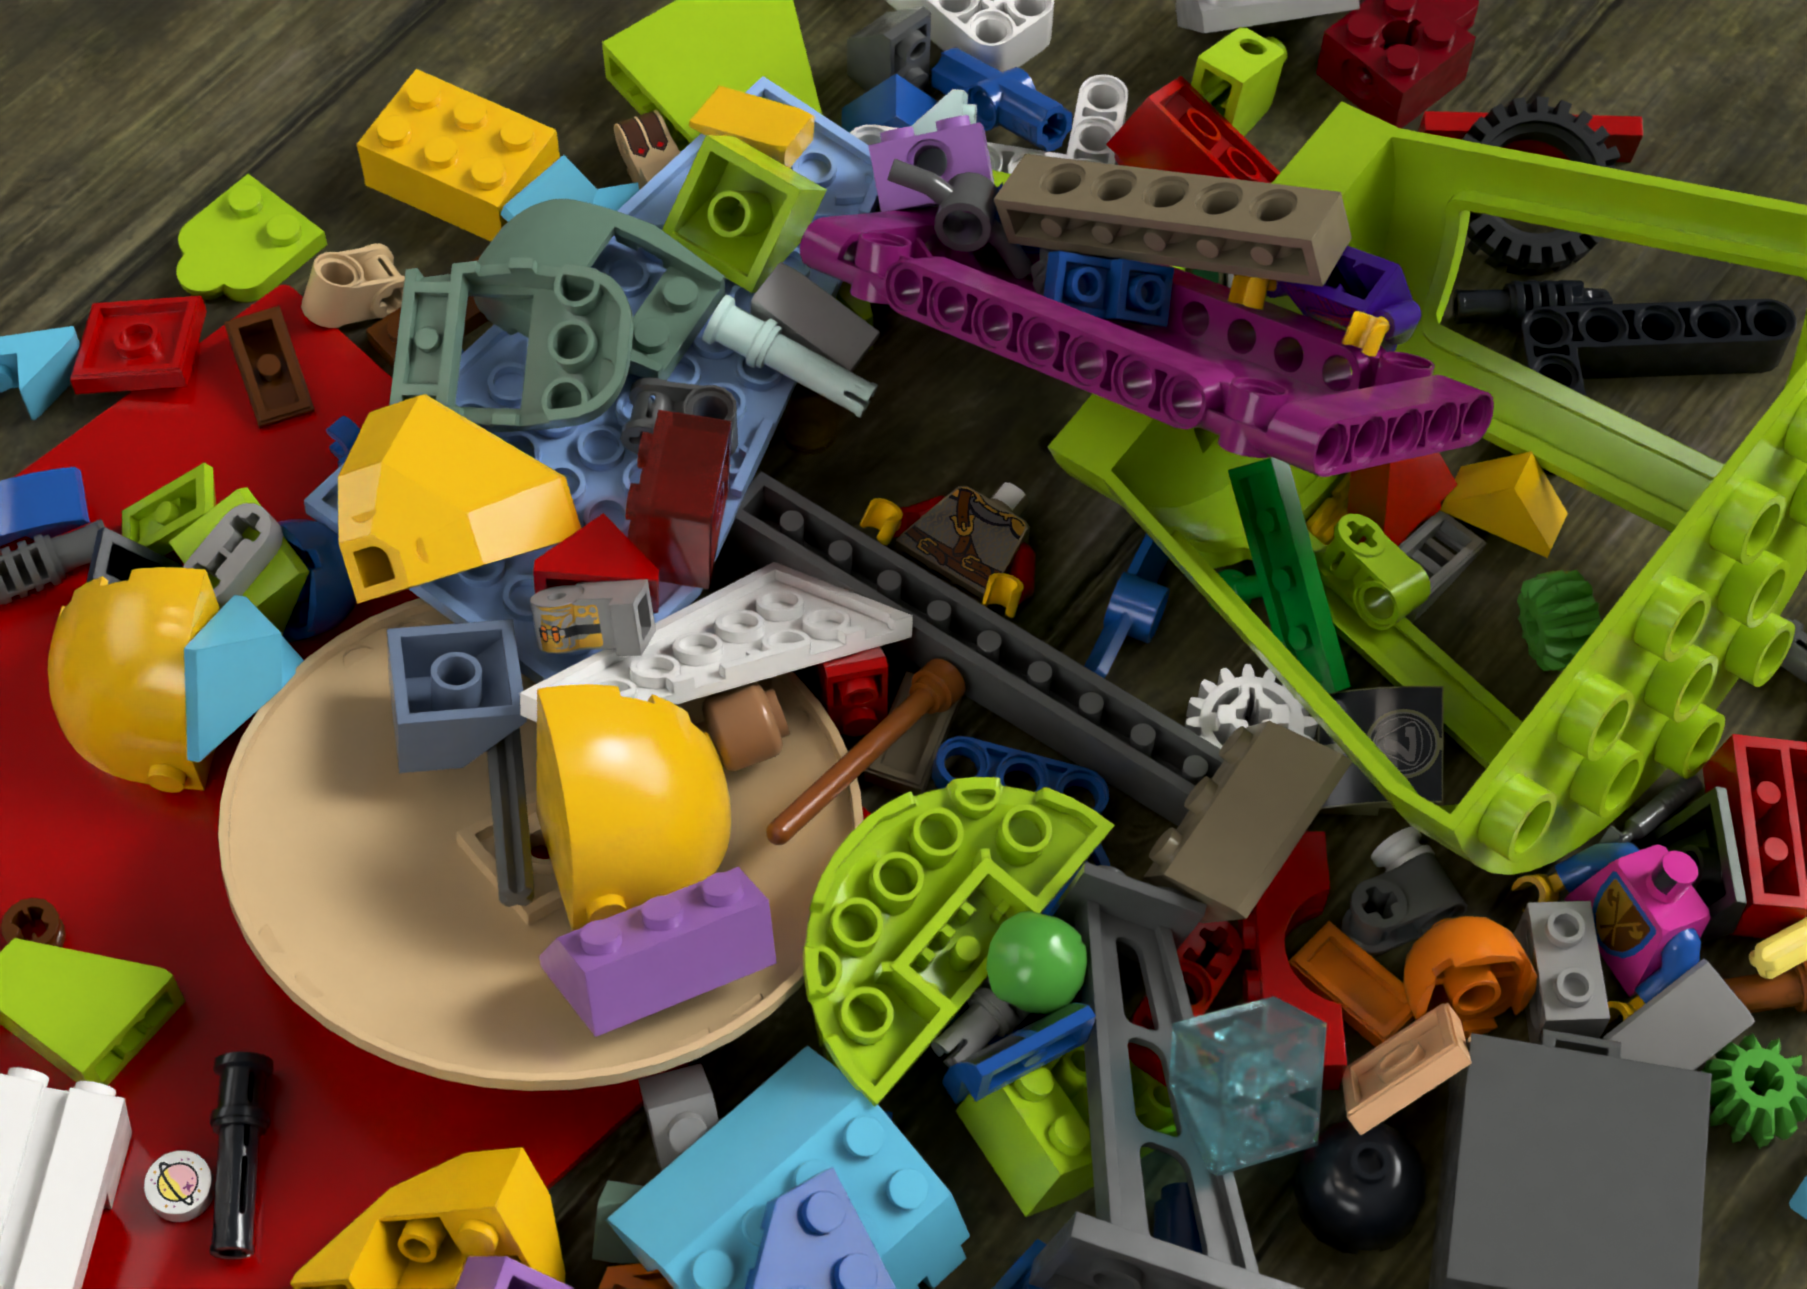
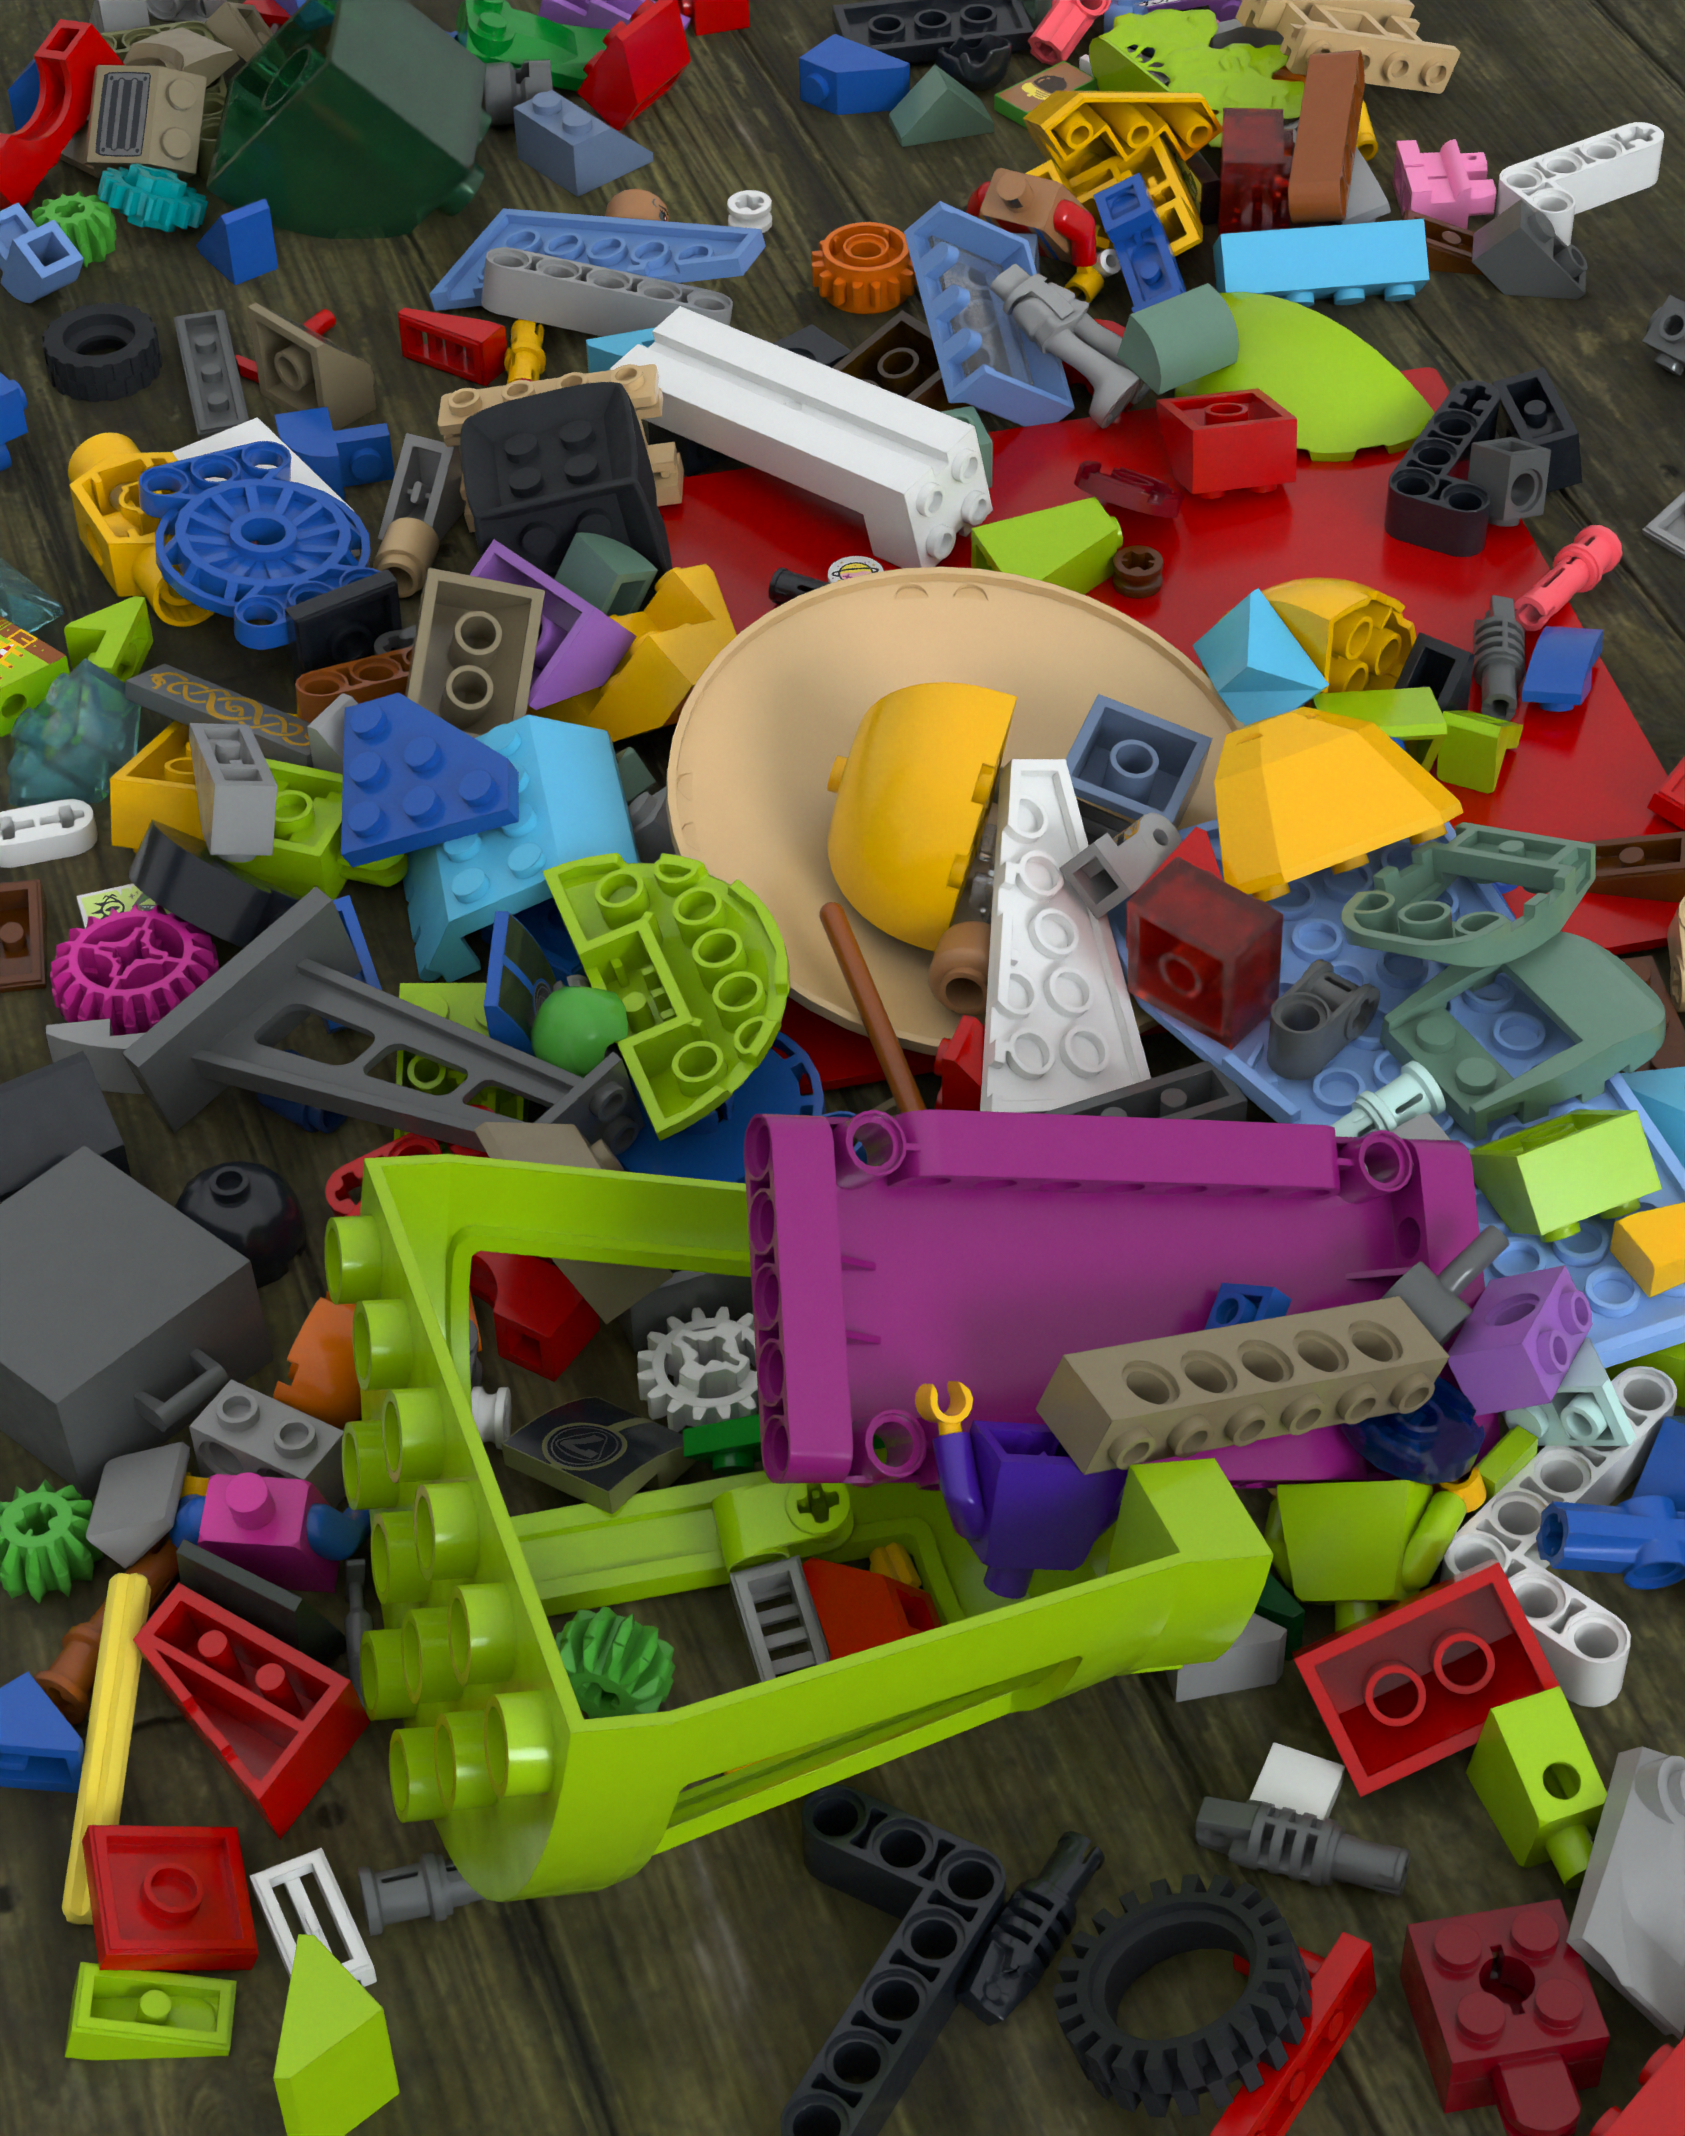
camera: 125 degrees right, 15 degrees down
(232, 556) = (1370, 693): light grey beam -> none
(663, 951) = (770, 768): medium lavender slope -> none
(1249, 1082) = (353, 1104): clear light blue slope -> none
(1404, 1068) = (281, 1247): light nougat plate -> none

